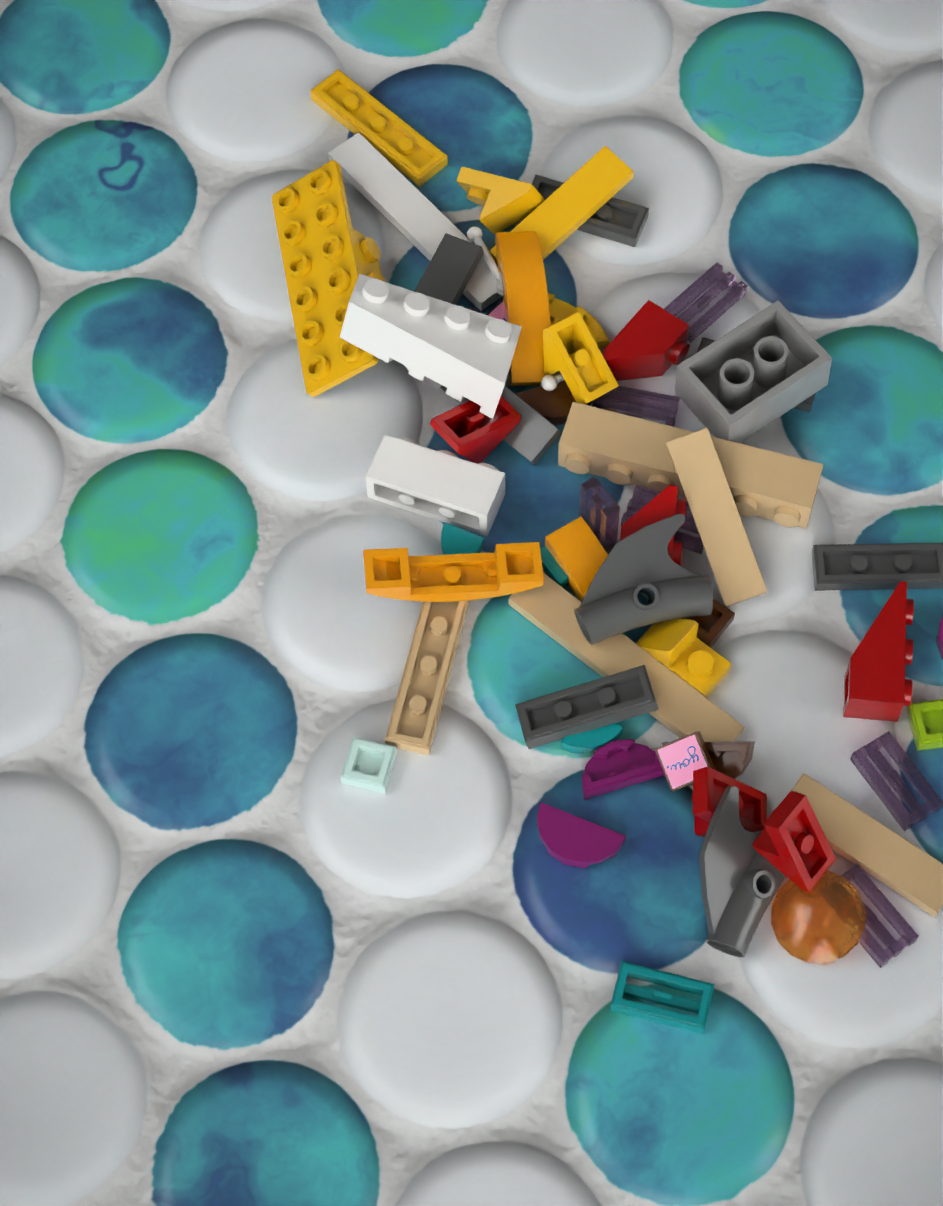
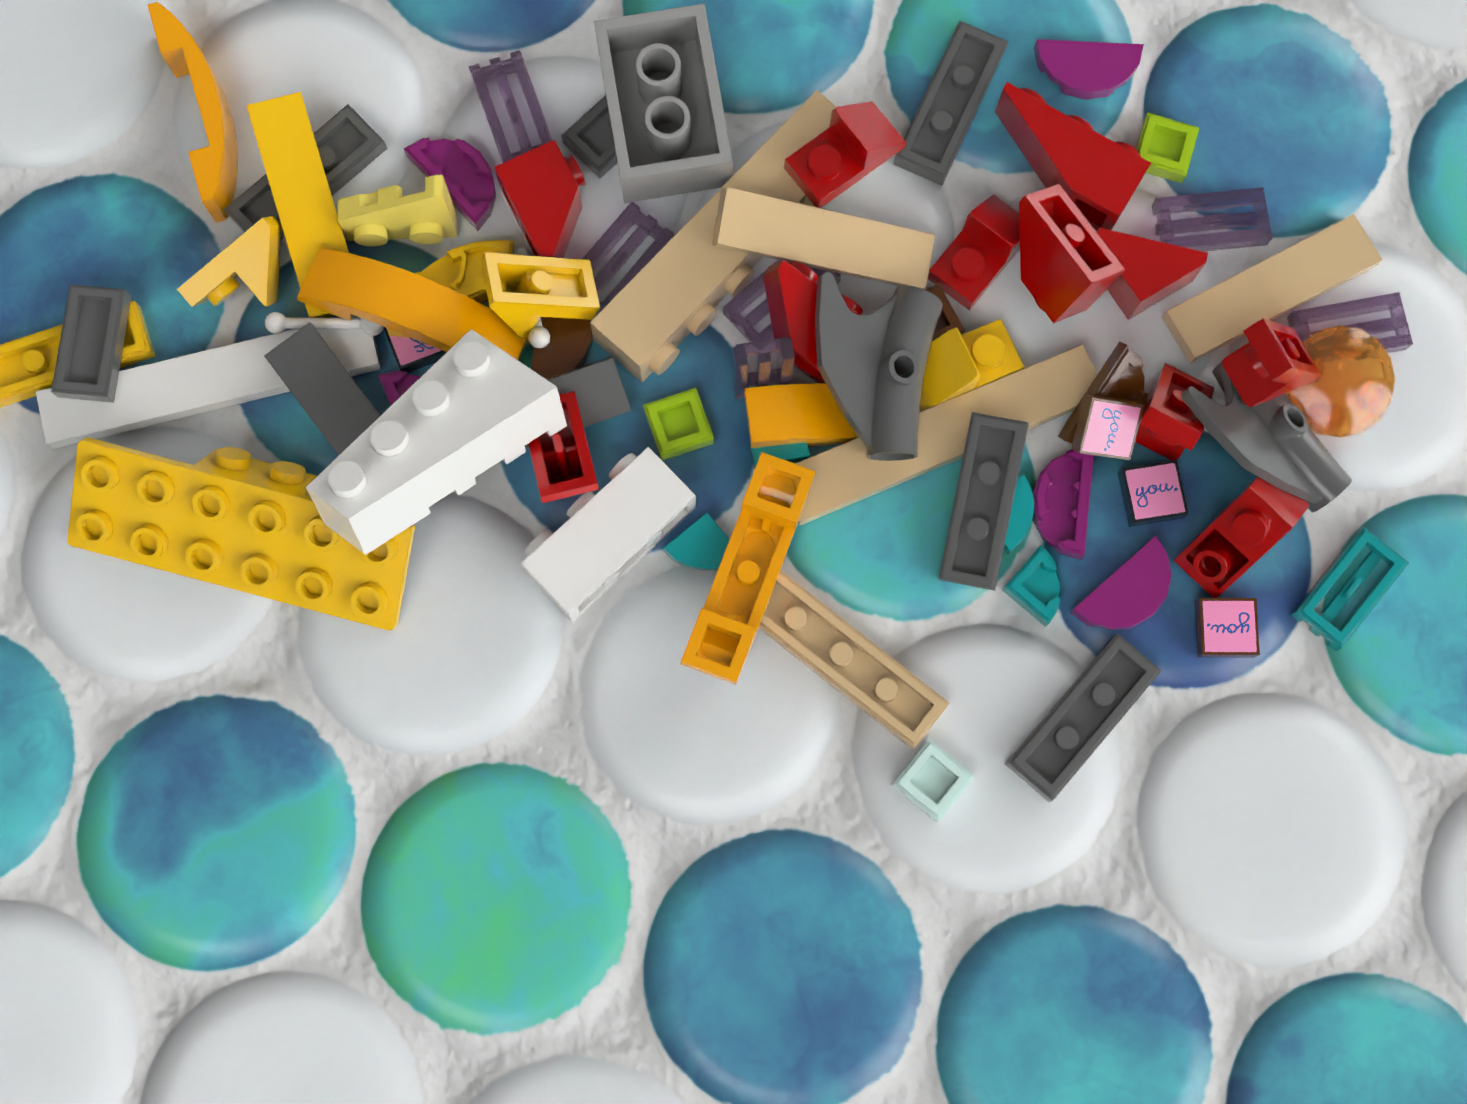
camera: 70 degrees left, 15 degrees up
(404, 144) = (91, 343): none -> dark grey tile
(465, 846) = (1083, 717): none -> dark grey tile
(539, 497) = (678, 424): none -> lime tile
(546, 775) = (1037, 586): none -> teal tile
(561, 156) = (217, 164): none -> light orange slope
(583, 918) = (1227, 628): none -> bright pink tile
(592, 274) = (388, 216): none -> light yellow wing
(639, 286) = (464, 172): none -> magenta tile
(658, 892) = (1240, 535): none -> red slope
(659, 824) = (1152, 493): none -> bright pink tile
(783, 634) = (978, 252): none -> red slope
(790, 499) = (844, 153): none -> red slope
(798, 674) = (1062, 255): none -> red slope
(823, 744) = (1151, 270): none -> red slope

